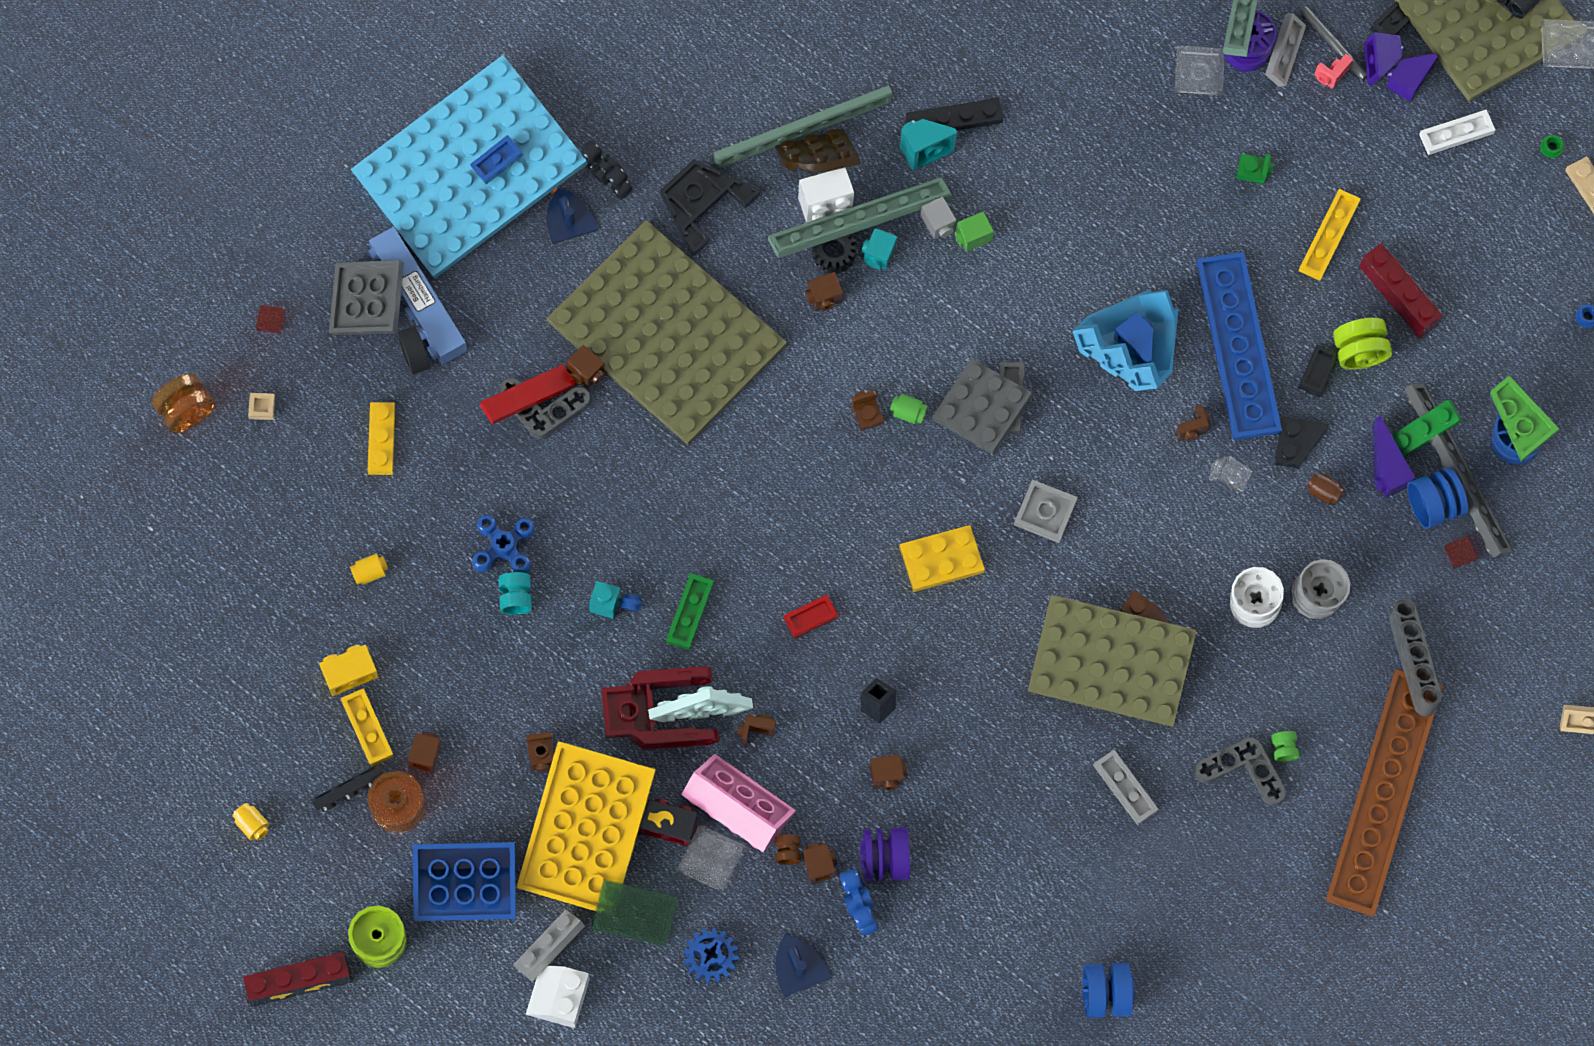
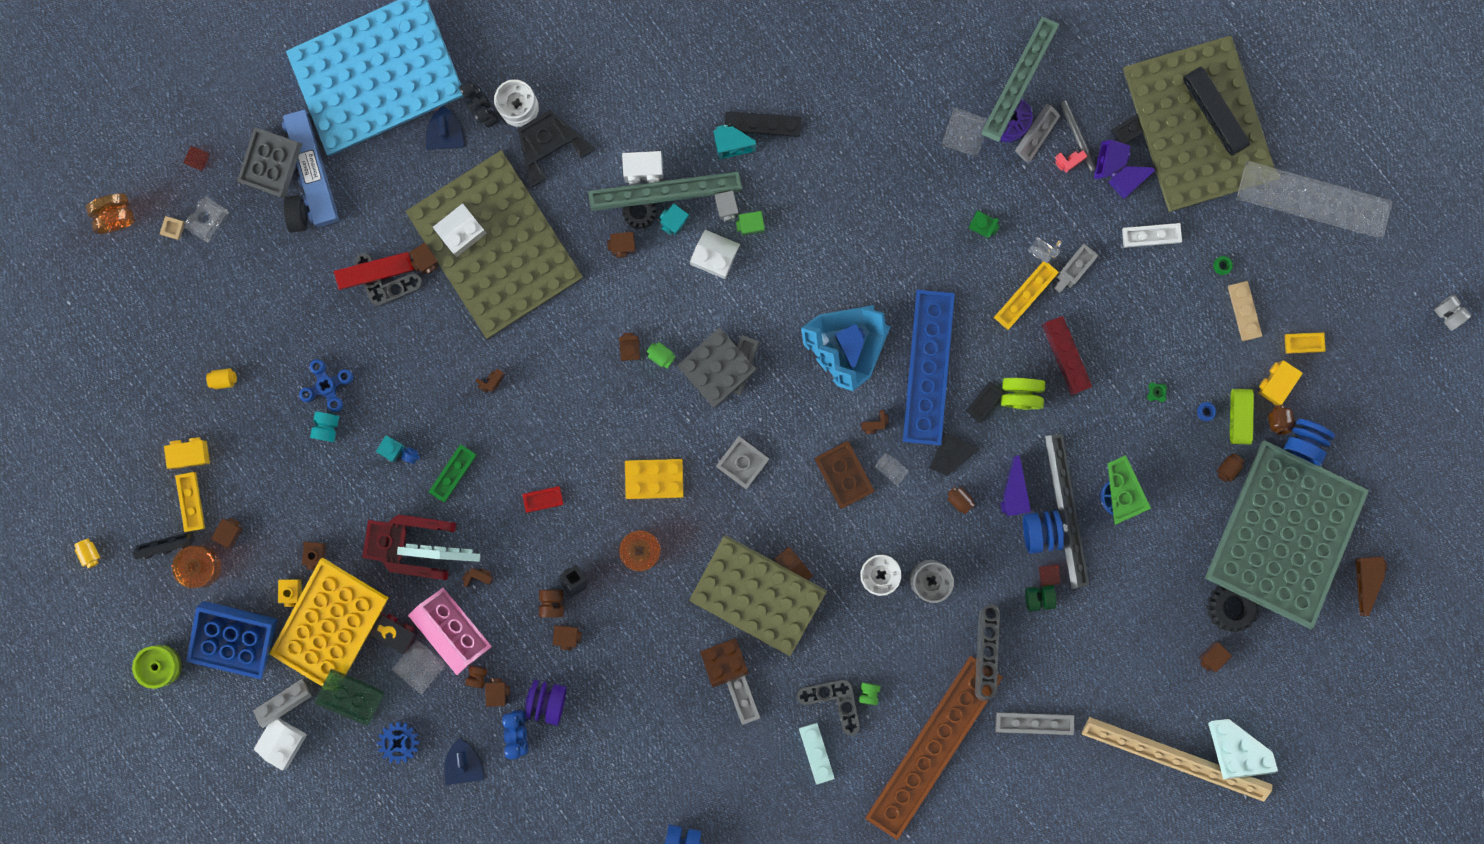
camera: 20 degrees right, 15 degrees up
(297, 979) = (91, 682): dark red brick -> none
(302, 398) = (216, 216): none -> clear brick
(381, 438) = (257, 276): yellow plate -> none
(496, 159) = (393, 76): blue plate -> none
(522, 804) = (289, 591): none -> yellow brick
(623, 320) = (459, 230): none -> white slope
(651, 147) = (510, 95): none -> white wheel
(710, 490) = (494, 380): none -> reddish brown bracket
(802, 127) = (642, 104): sand green tile -> none
(818, 152) = (646, 130): dark brown plate -> none
(857, 735) = (551, 603): none -> reddish brown wheel
(940, 279) = (714, 254): none -> white slope
(953, 656) = (651, 550): none -> clear orange wheel
(1094, 752) = (724, 662): none -> reddish brown plate
(1174, 495) = (844, 474): none -> reddish brown plate
(1241, 837) = (816, 753): none -> light aqua plate
(1332, 179) = (1044, 251): none -> clear bracket
(1378, 190) = (1075, 267): none -> light grey hinge
(1427, 428) = (1051, 474): green plate -> none
(1456, 579) = (1047, 597): none -> dark green wheel
(1499, 731) = (1034, 723): none -> light grey plate
(1524, 302) = (1157, 387): none -> green plate

